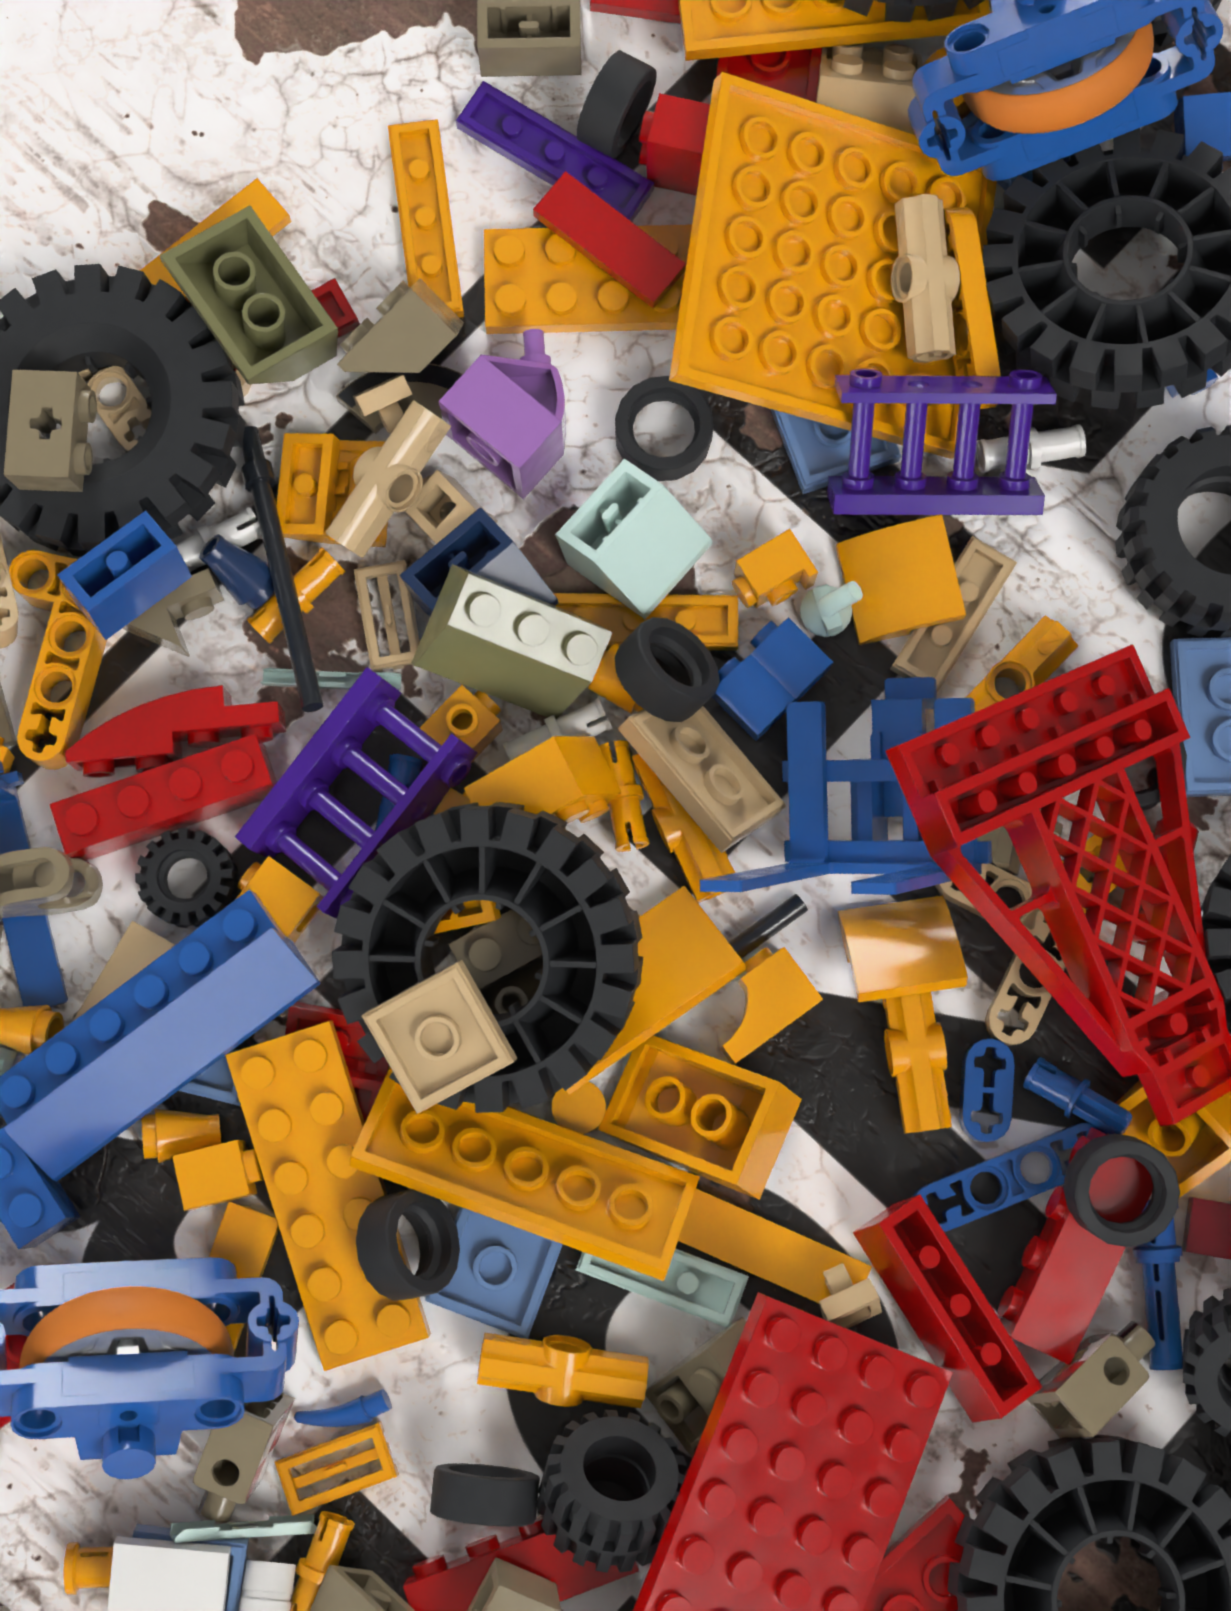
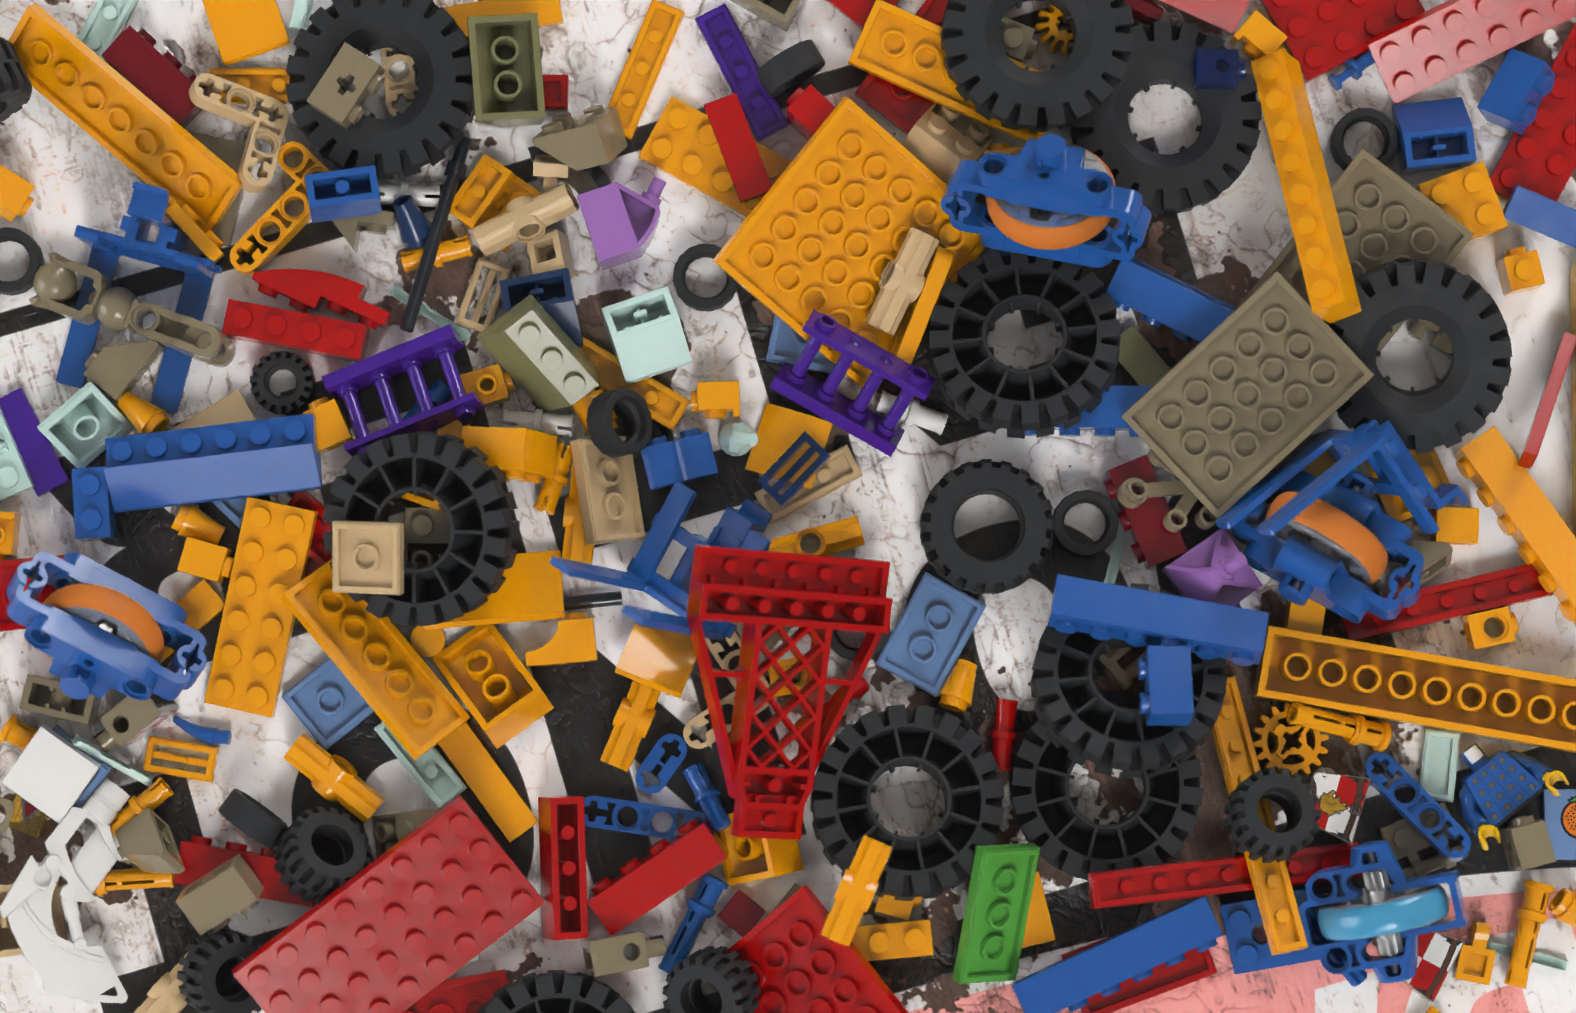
camera: 25 degrees right, 5 degrees up
(95, 1498) = (46, 697): none -> dark tan brick
(379, 1247) = (270, 654): black tyre -> none
(848, 1302) = (511, 832): tan tile -> none
(919, 643) = (803, 478): none -> clear blue tile
(1158, 1211) = (682, 882): black tyre -> none

